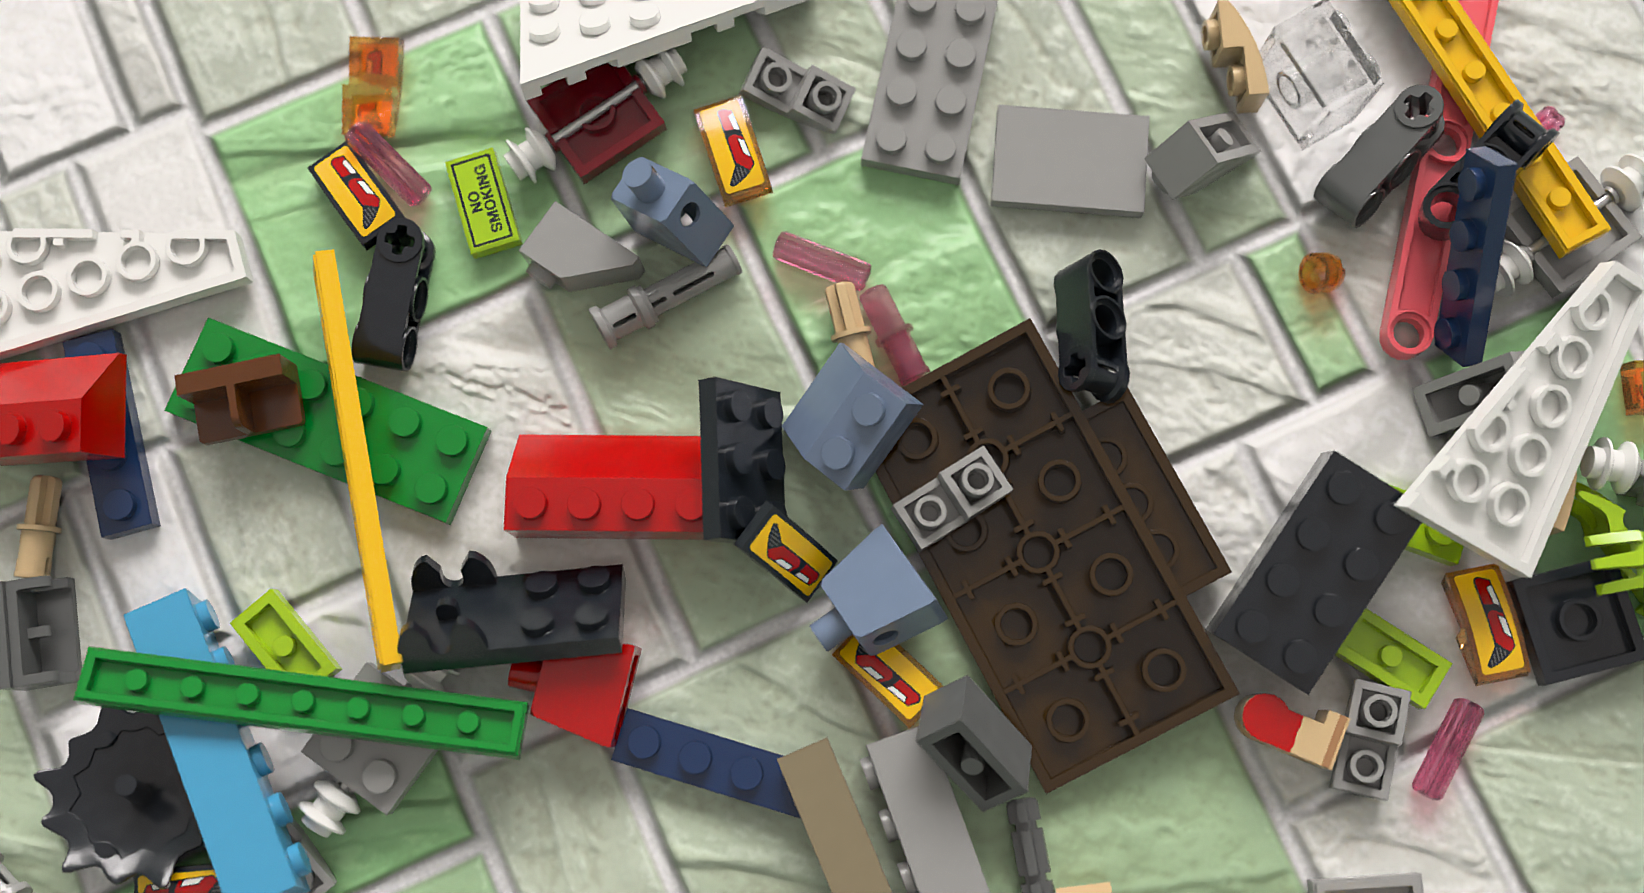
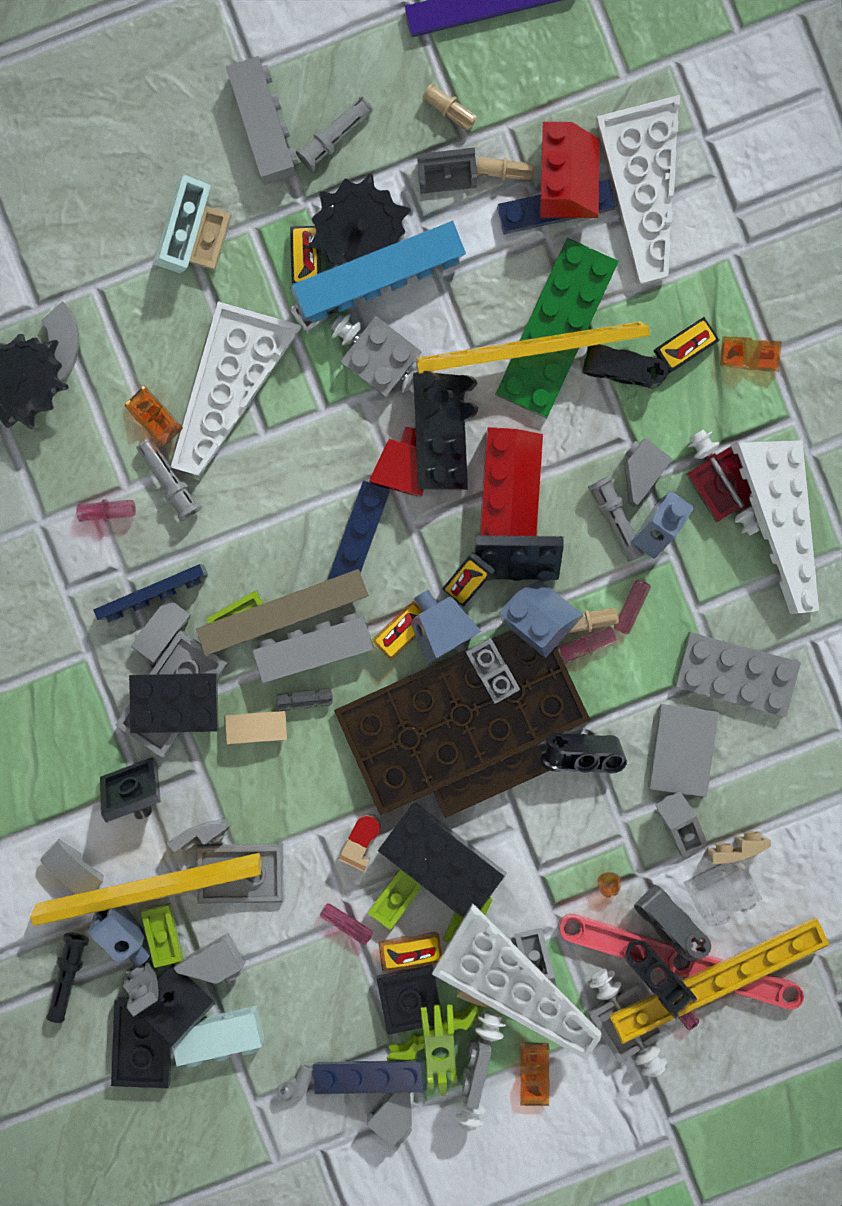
camera: 85 degrees right, 10 degrees up
(243, 398) = (568, 284): reddish brown panel -> none
(283, 638) = (432, 306): lime plate -> none
(302, 703) = (400, 318): green tile -> none
(388, 163) = (703, 363): clear pink axle -> none
(483, 203) = (677, 416): lime tile -> none
(733, 151) = (699, 559): slope -> none
(797, 93) = (733, 597): light grey slope -> none
(974, 743) = (361, 673): dark grey brick -> none
(1371, 740) = (353, 883): light grey slope -> none
(1474, 254) = (609, 964): dark blue plate -> none

